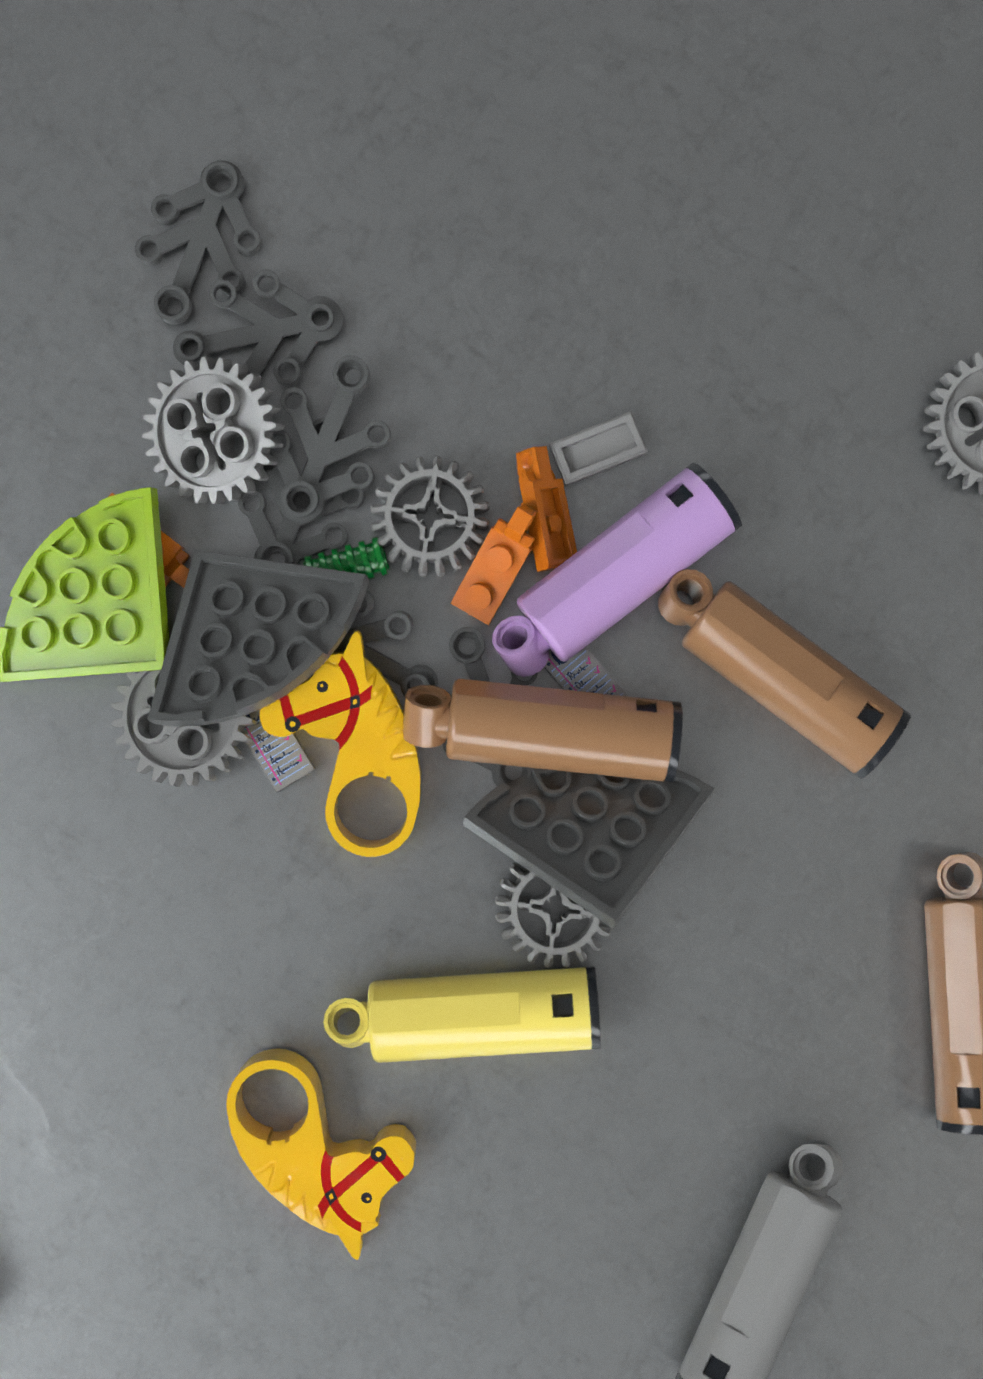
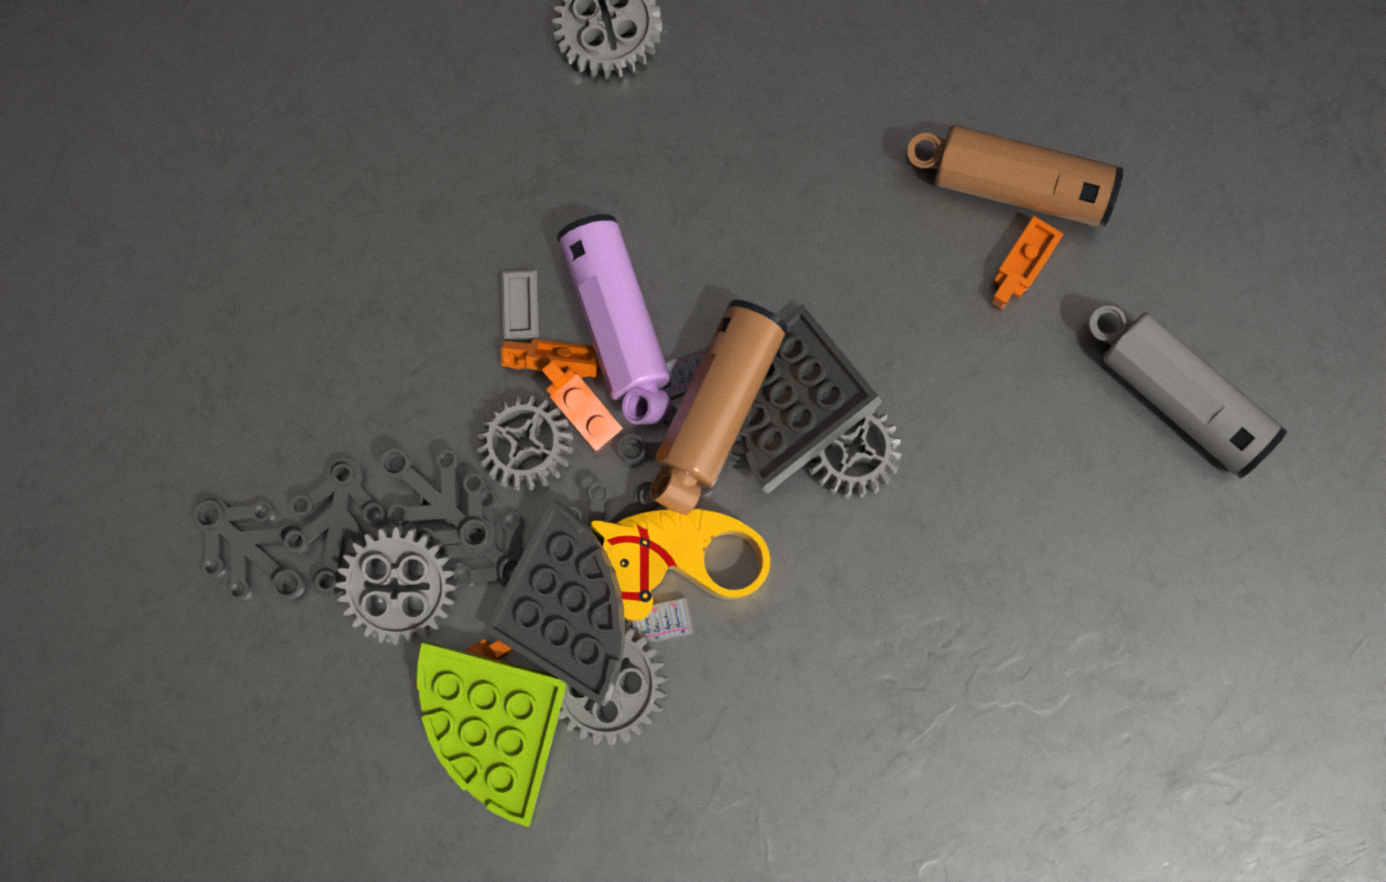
camera: 70 degrees left, 10 degrees down
(309, 1173) = (1009, 702): yellow animal -> none
(363, 559) = (536, 504): green piece -> none
(474, 1015) = (916, 535): light yellow piece -> none
(785, 671) = (732, 224): medium nougat piece -> none
(864, 1041) = (1025, 260): none -> orange hinge

